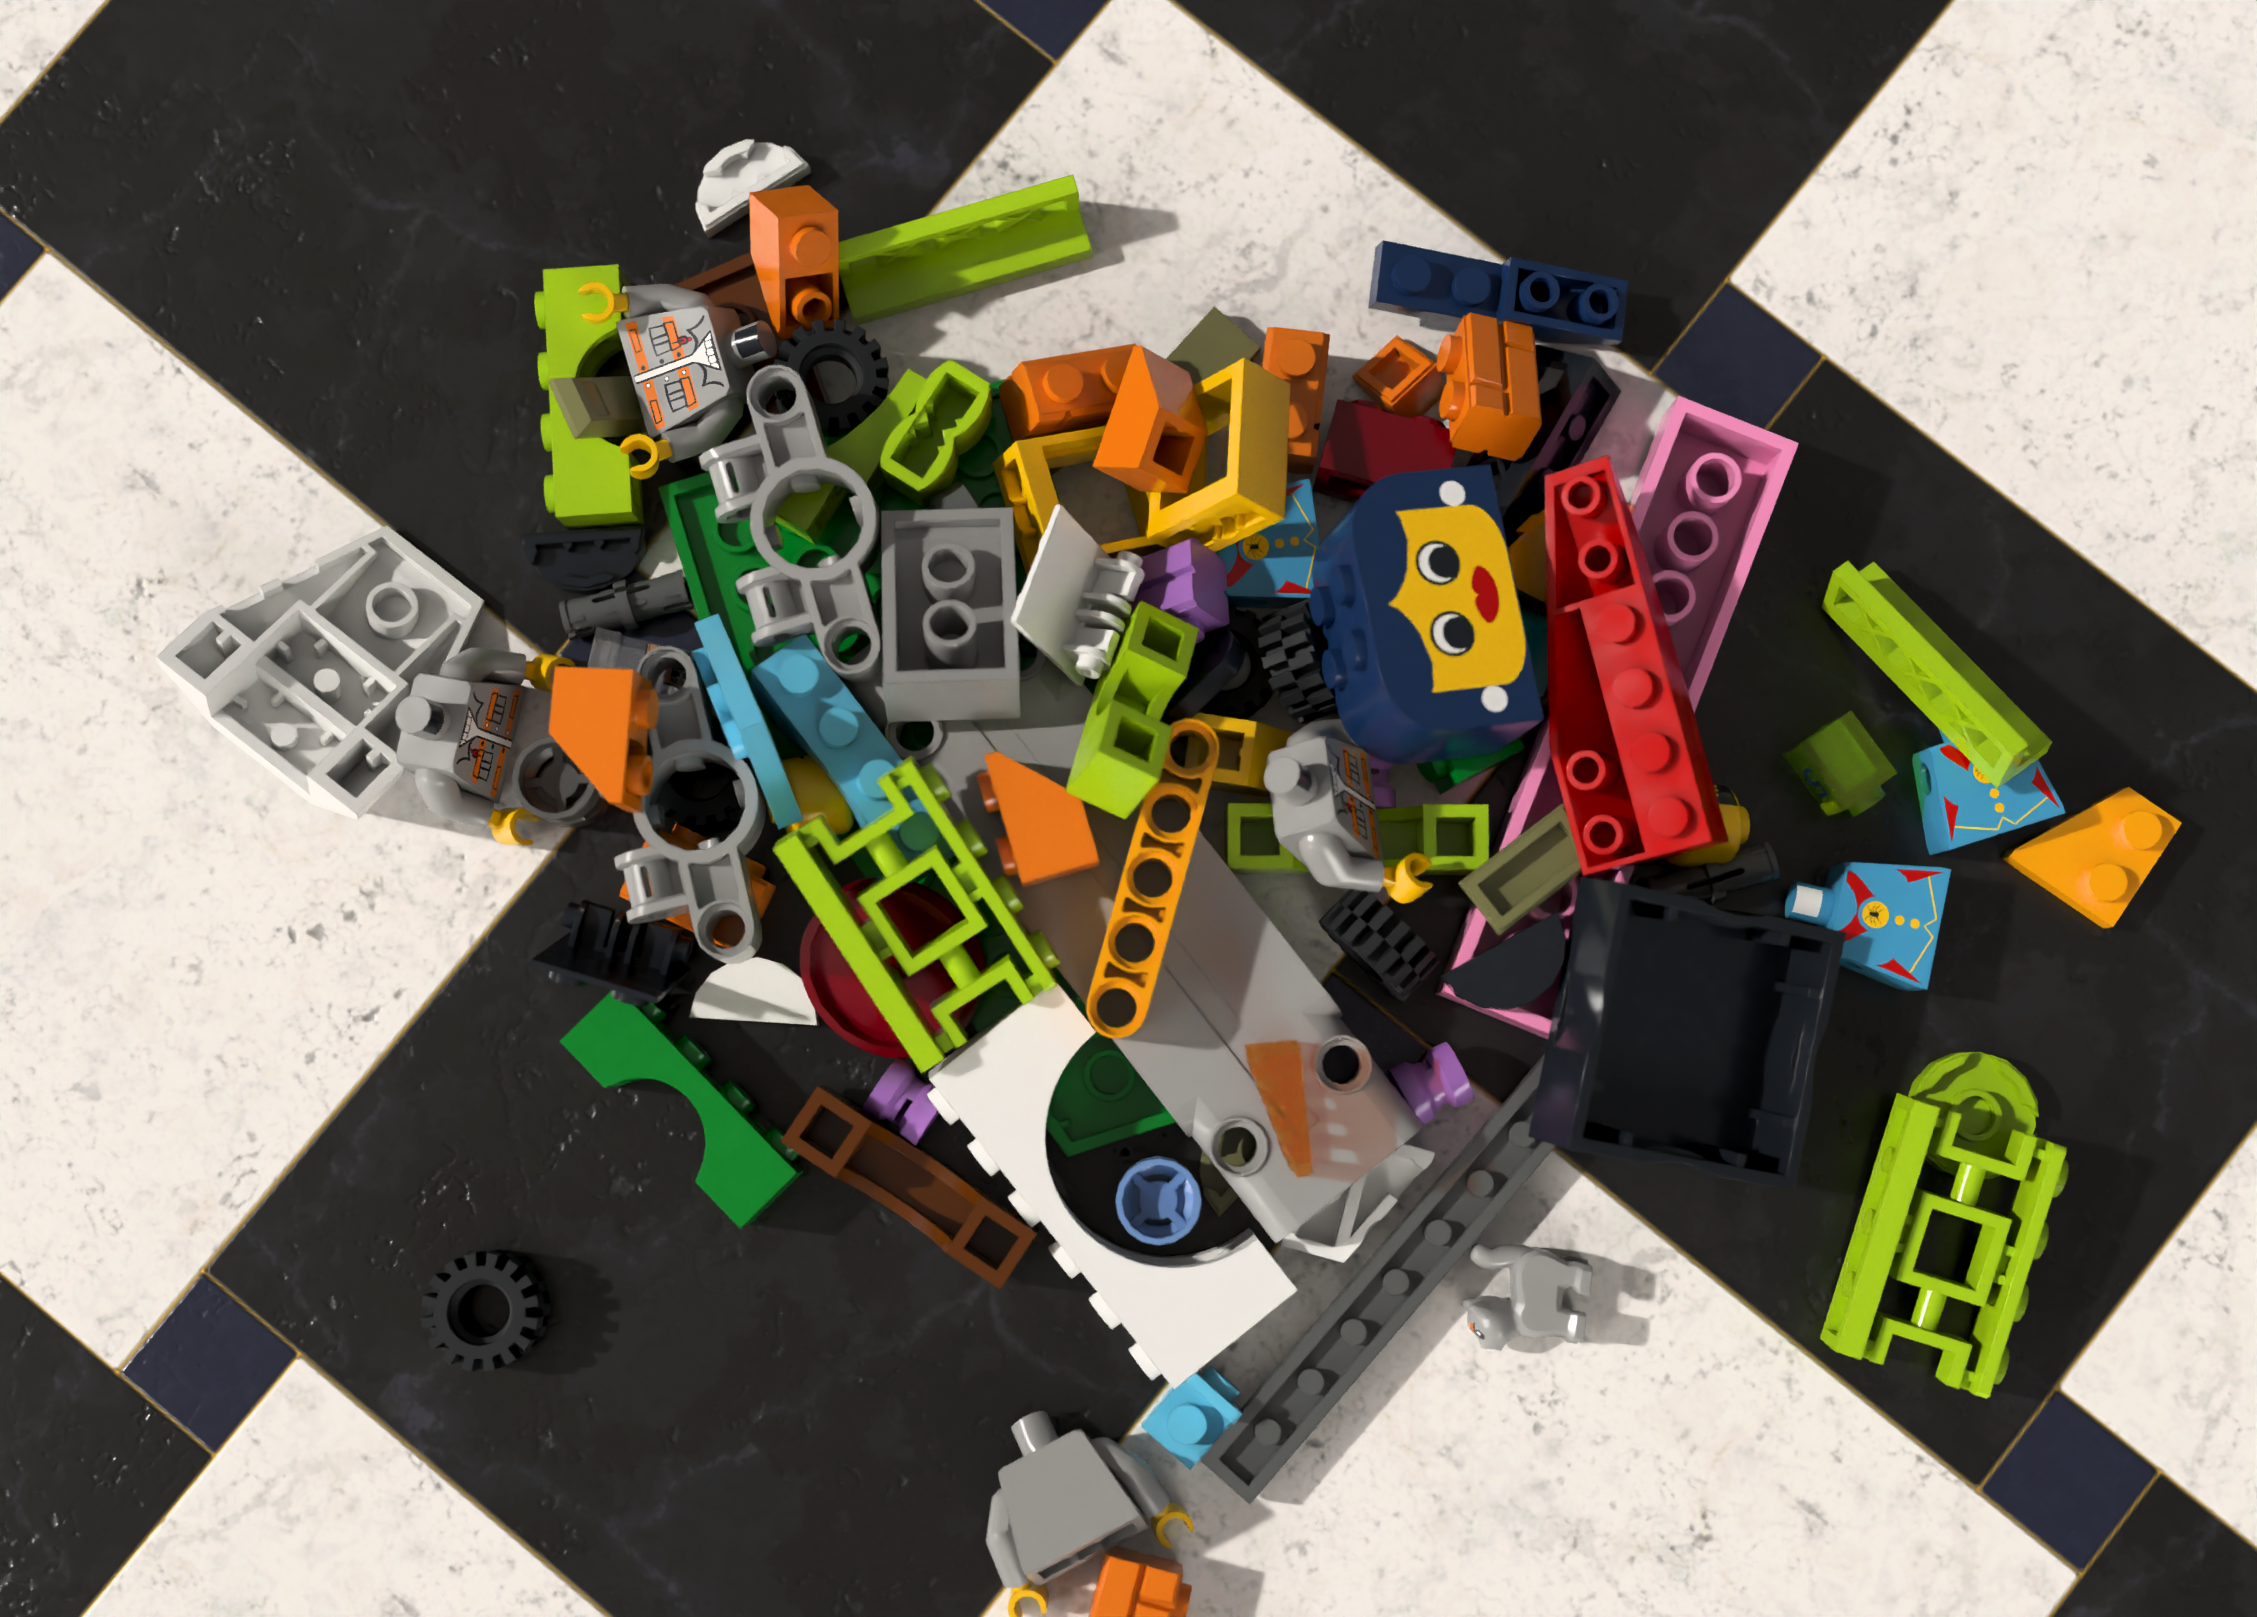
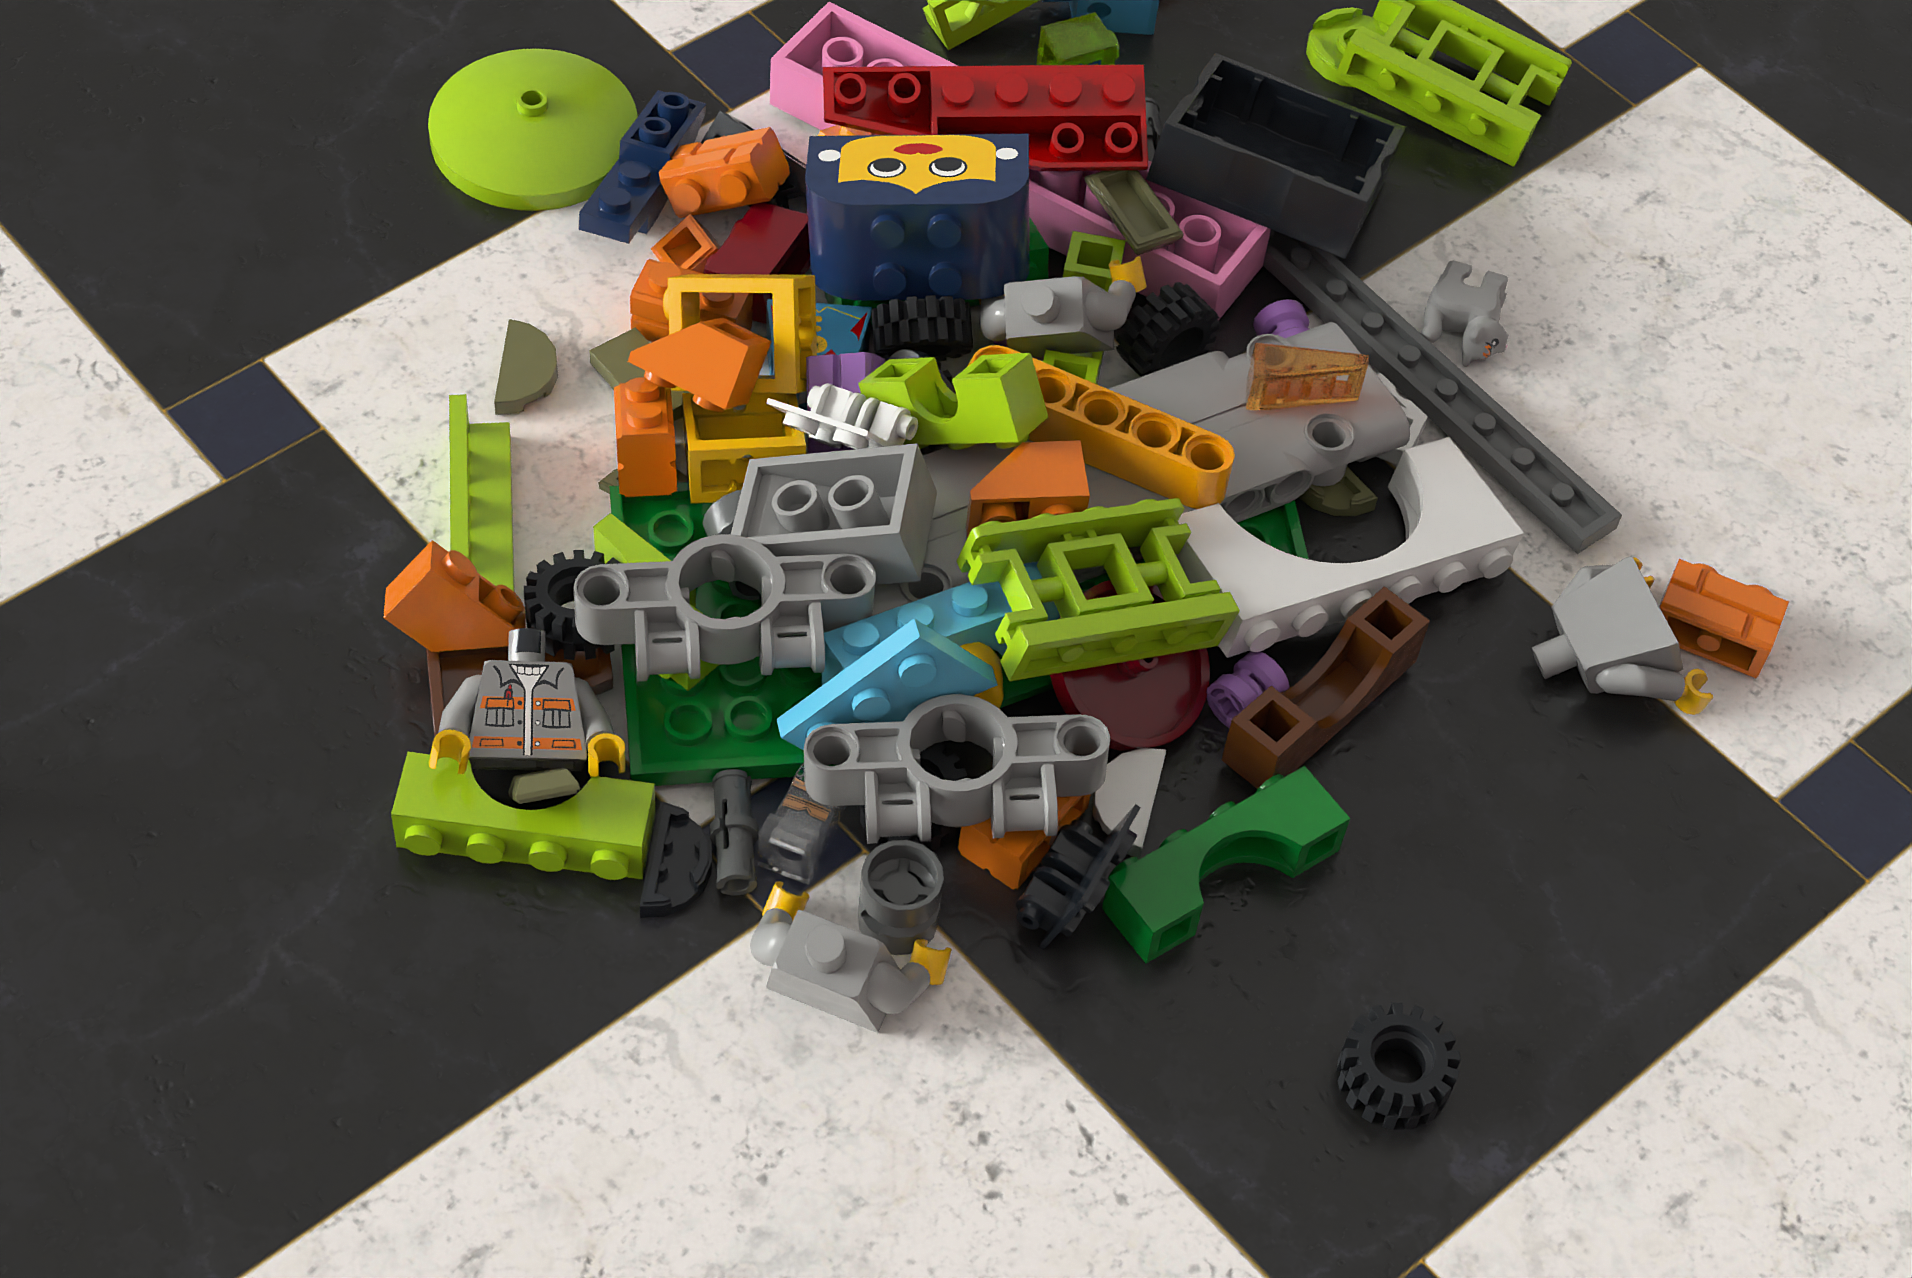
camera: 85 degrees left, 30 degrees down
(322, 661) = (745, 1082): white wedge -> none
(604, 726) = (882, 782): orange slope -> none
(741, 170) = (346, 671): white tile -> none
(948, 422) = (648, 506): lime brick -> none
(1158, 1200) = (1360, 518): medium blue wheel -> none
(1179, 247) = (526, 368): none -> olive tile
(1194, 1415) = (1545, 551): medium azure bracket -> none
(1512, 970) = (1210, 232): black tile -> none
(1514, 198) = (530, 128): none -> lime dish
(1887, 917) = (1190, 43): dark azure torso -> none

